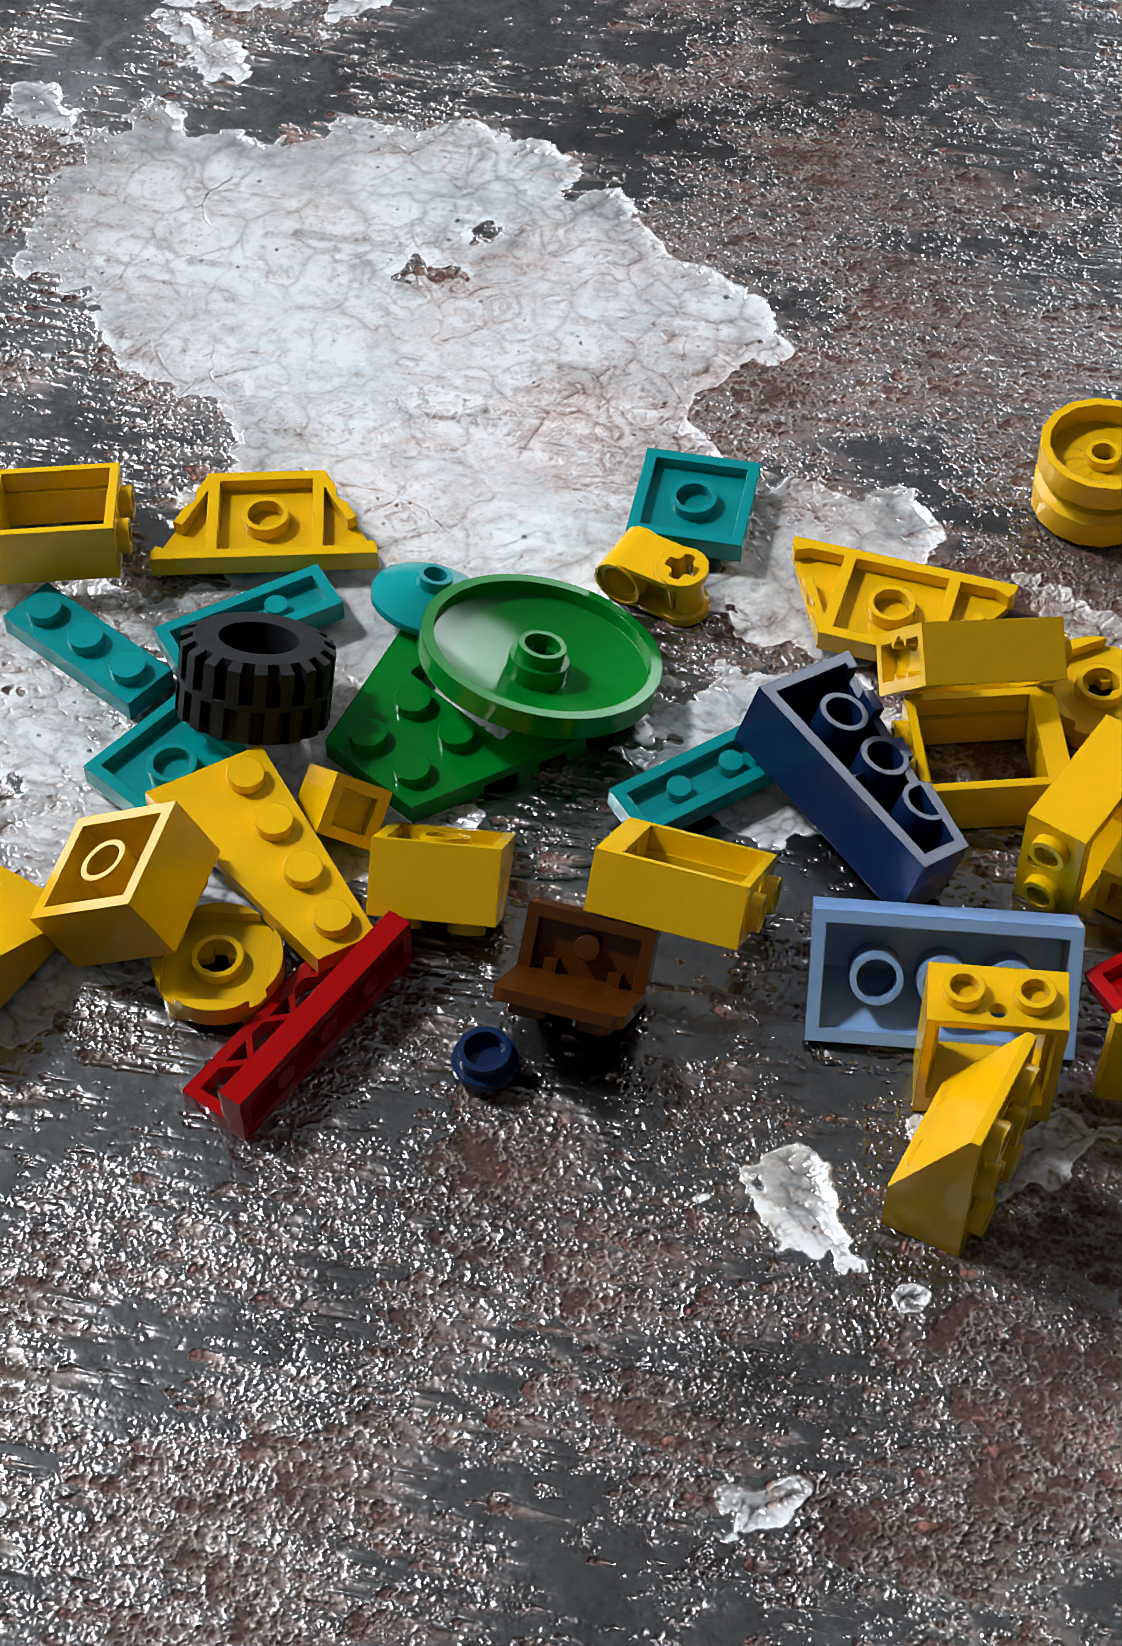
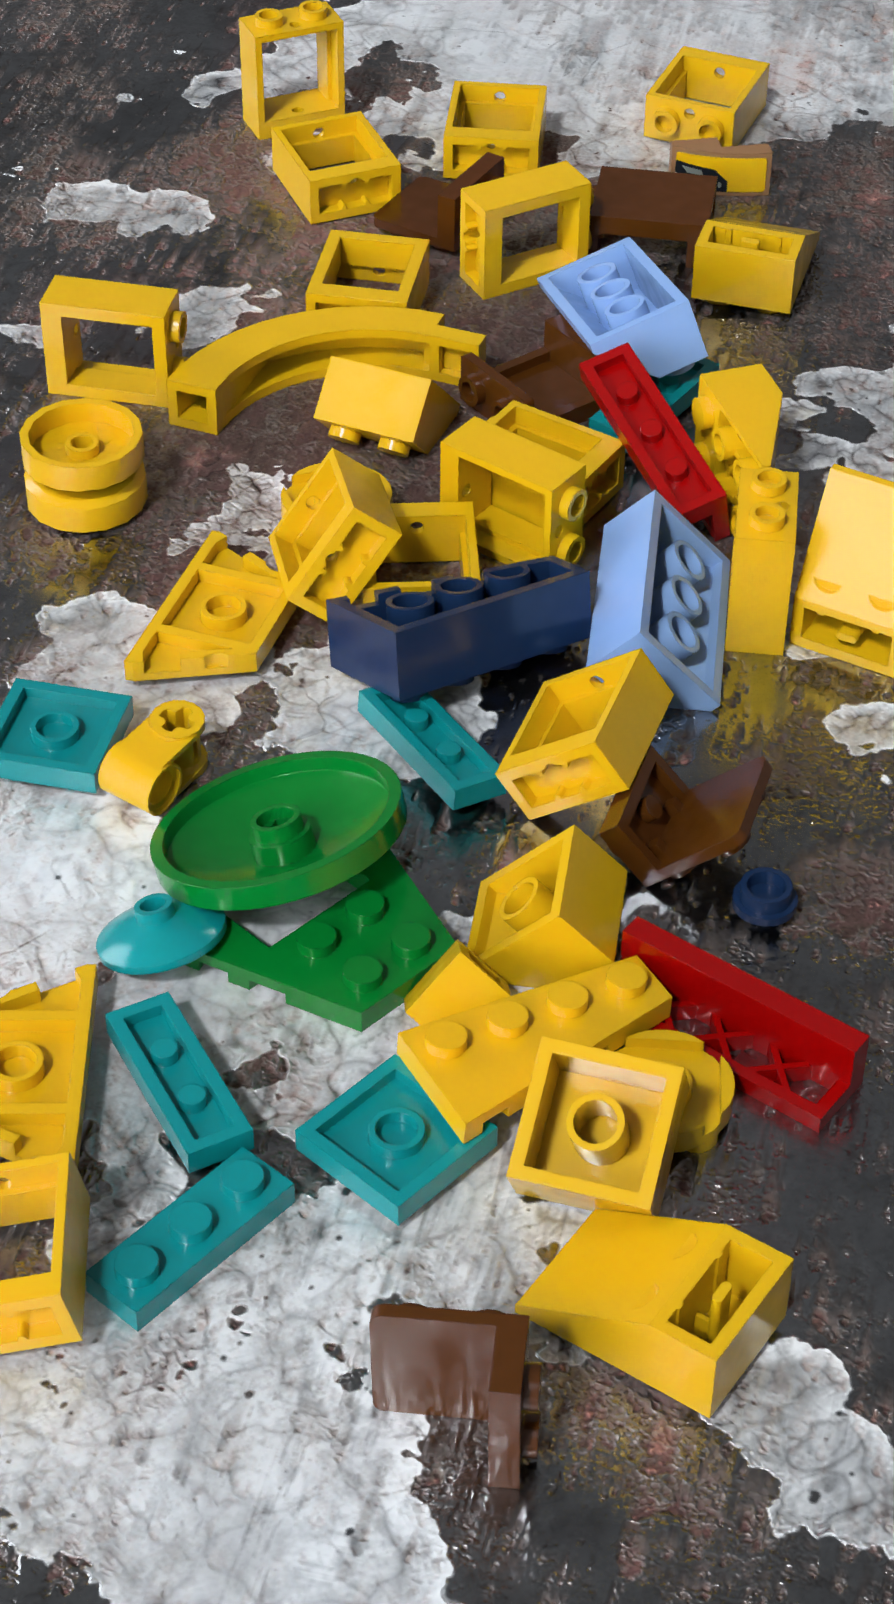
camera: 90 degrees left, 10 degrees down
(255, 678) = (306, 1035): black tyre -> none

